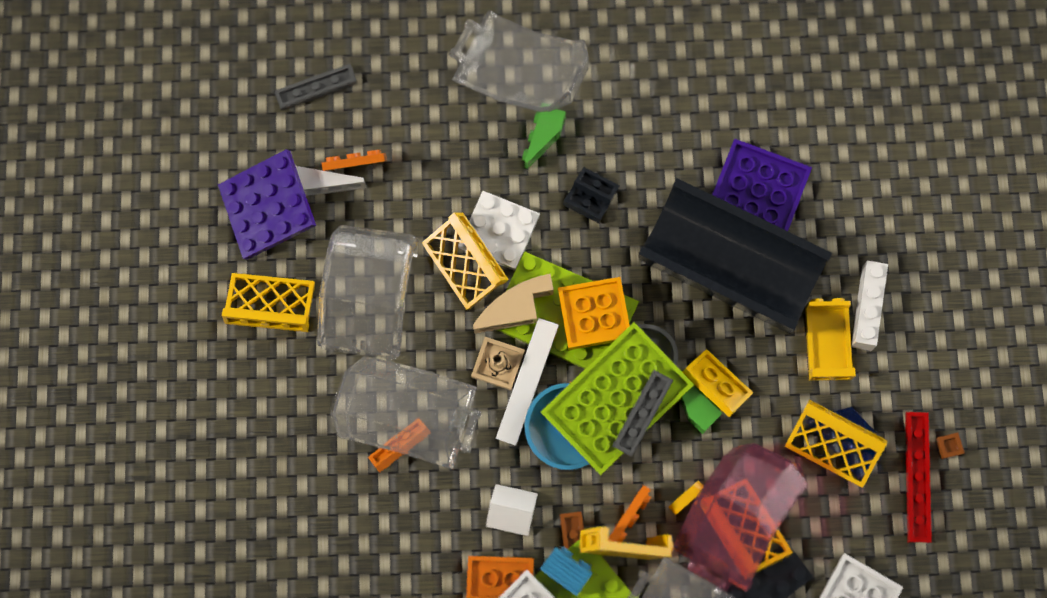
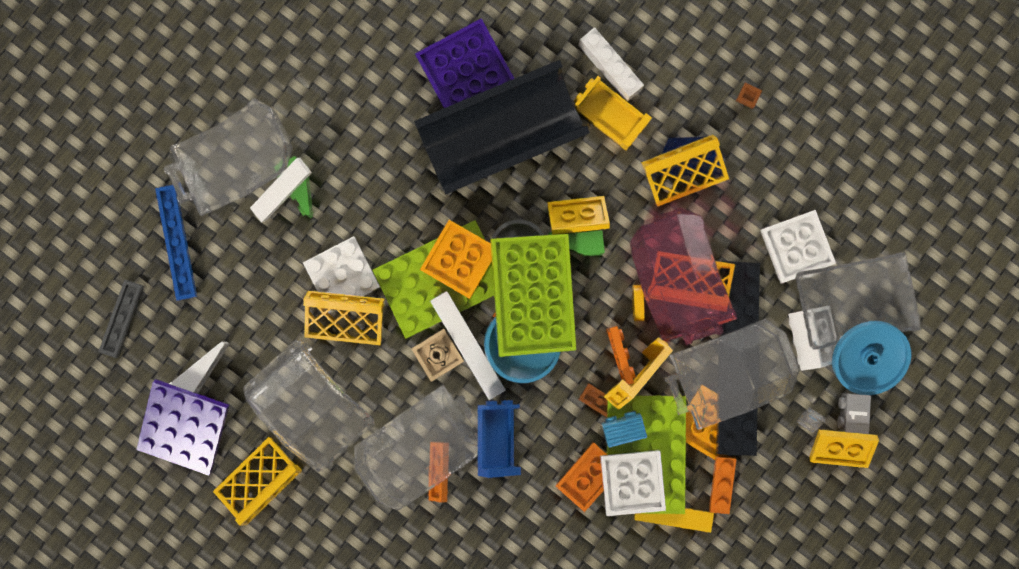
camera: 55 degrees left, 10 degrees up
(353, 160) = (202, 337): orange plate -> none
(413, 79) = (176, 243): none -> blue plate
(468, 470) = (496, 439): none -> blue panel
(511, 510) = (547, 429): white slope -> none
(514, 306) = (407, 310): tan slope -> none
(528, 123) = (280, 190): none -> white tile
(591, 195) = (370, 188): black slope -> none
(642, 413) = (559, 286): dark grey tile -> none
(918, 477) = (752, 135): red plate -> none

